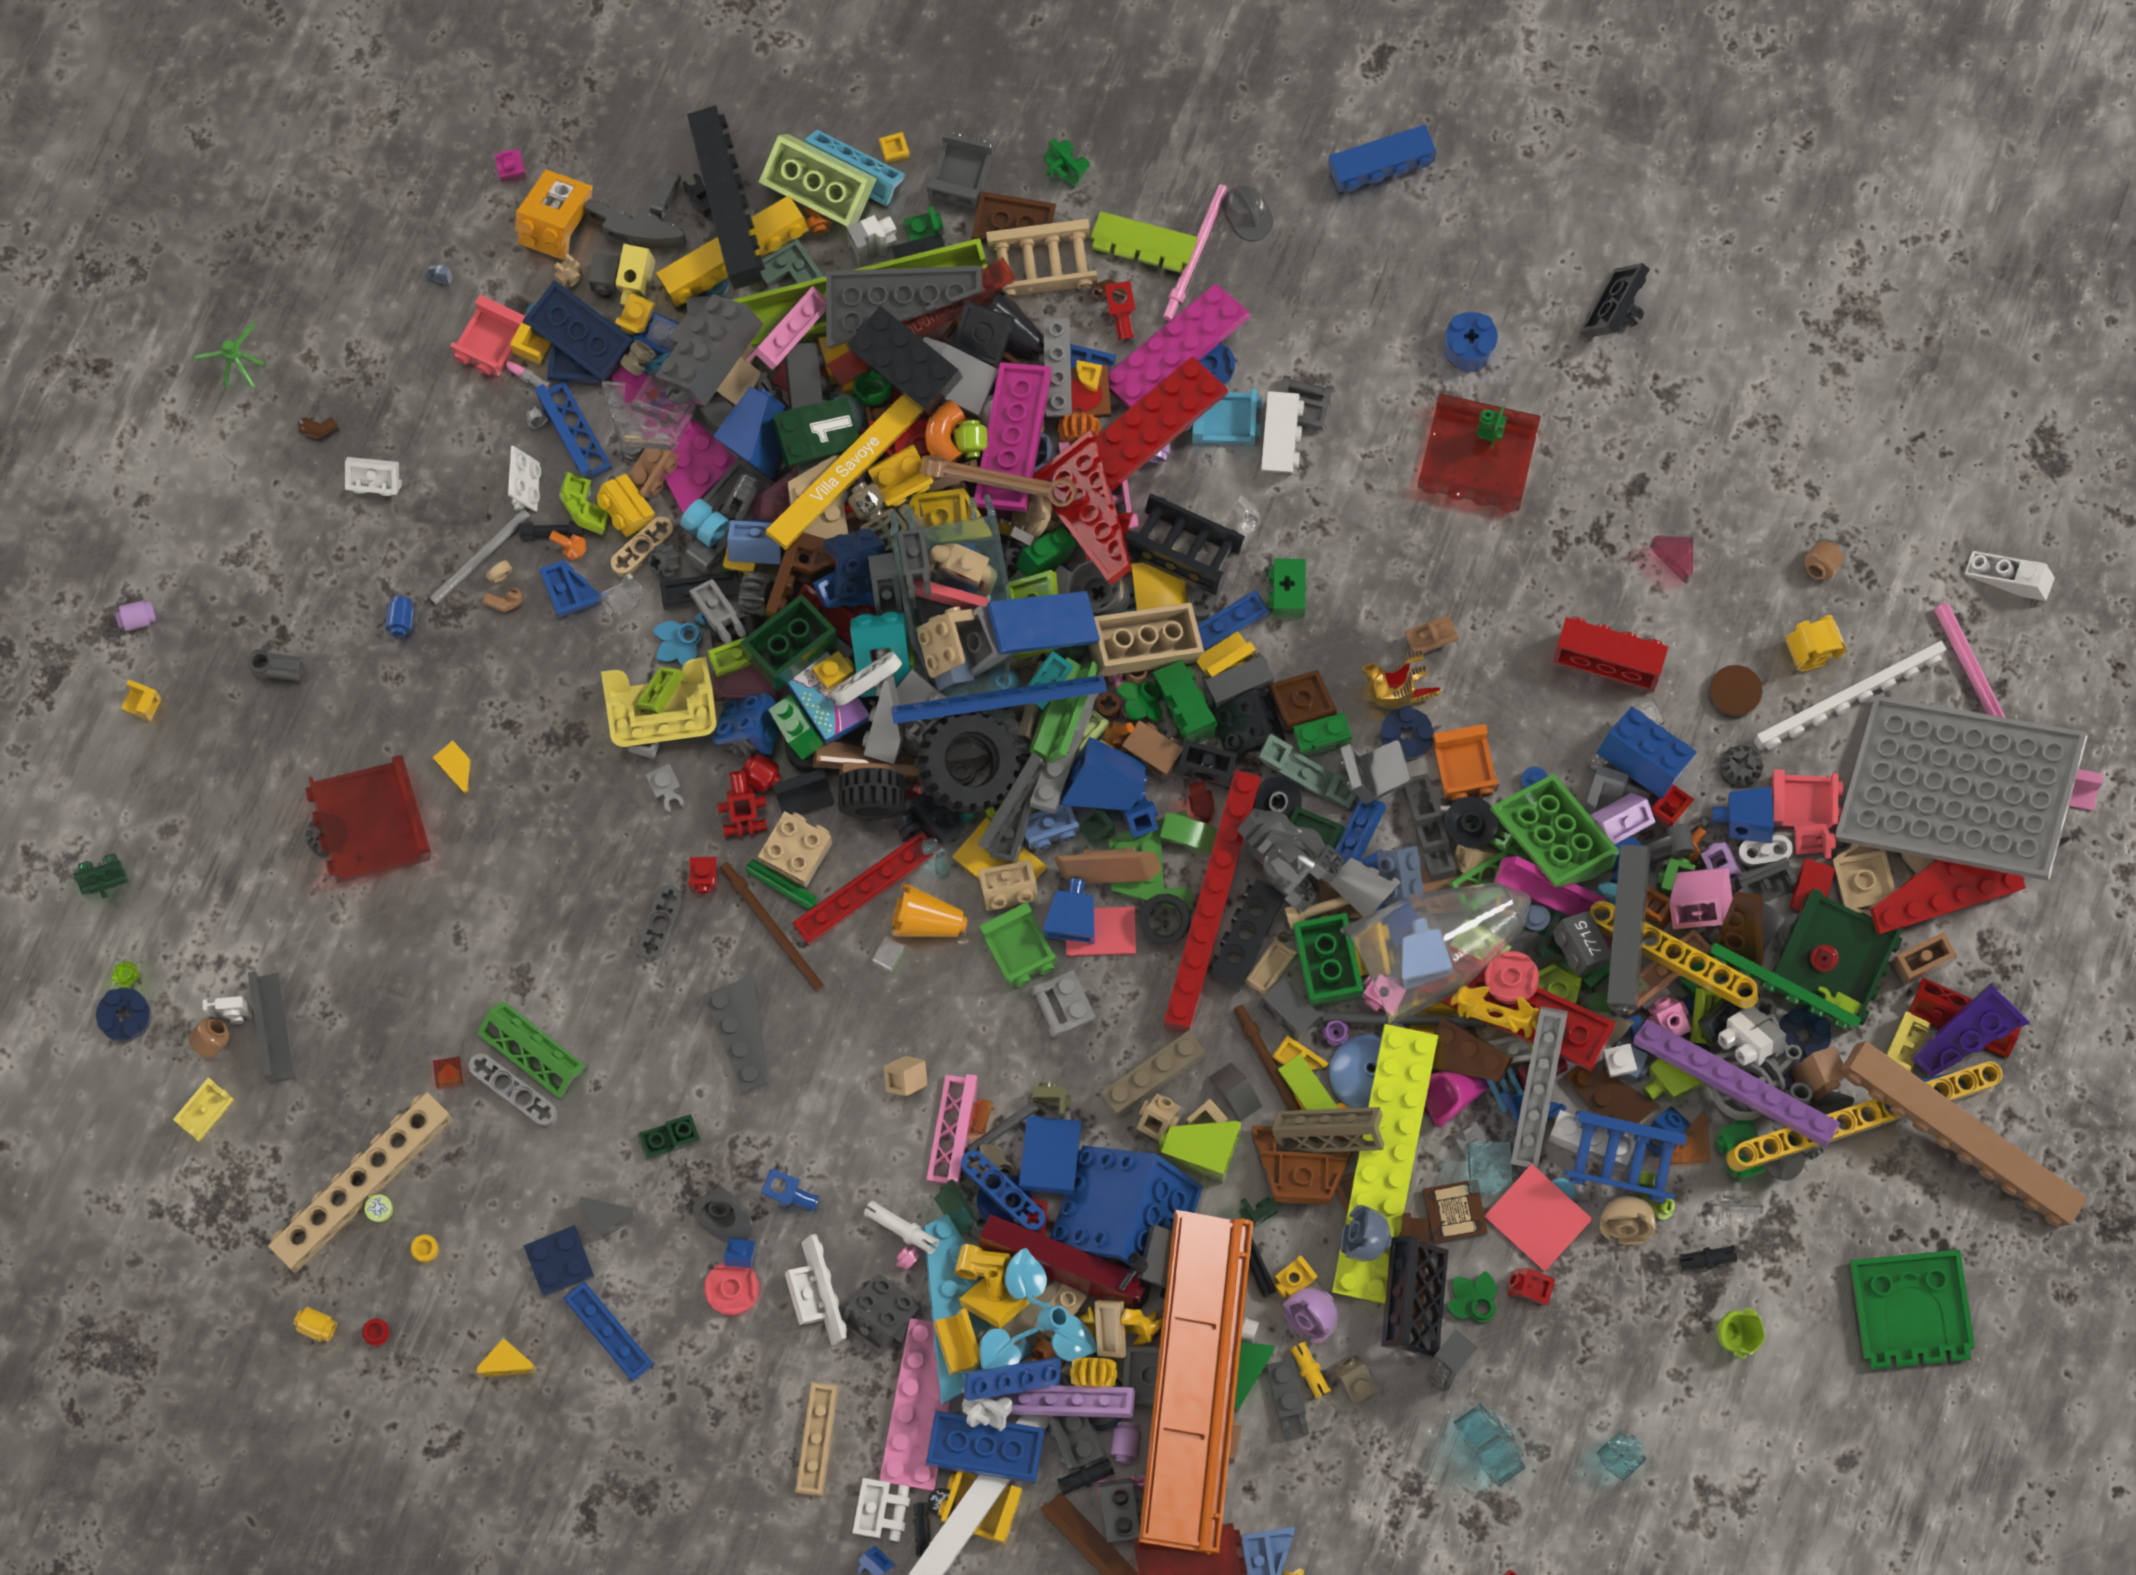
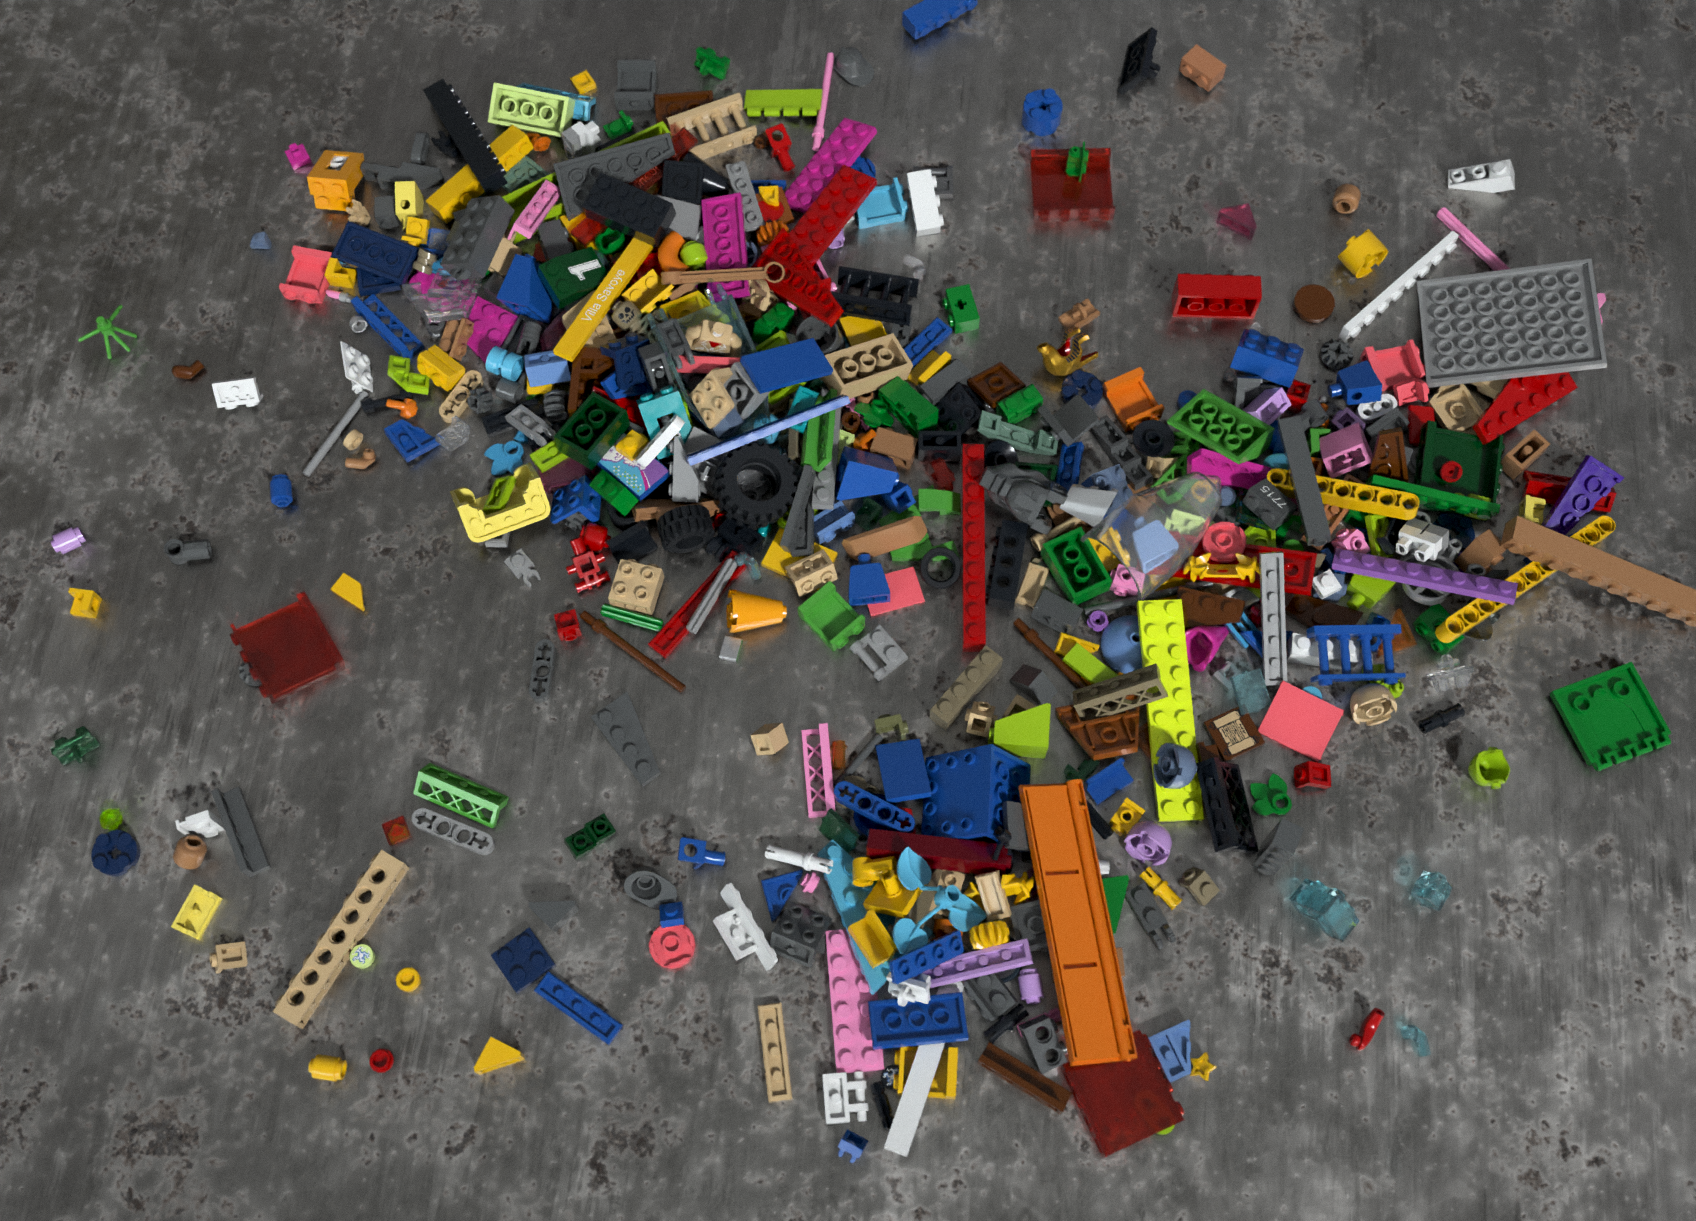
camera: 15 degrees left, 5 degrees down
(229, 1169) = (228, 956): none -> tan bracket
(869, 1257) = (778, 891): none -> blue tile
(882, 883) = (711, 596): none -> light grey axle
(1287, 1231) = (1108, 782): none -> blue panel
(1697, 330) = (1202, 68): none -> nougat brick

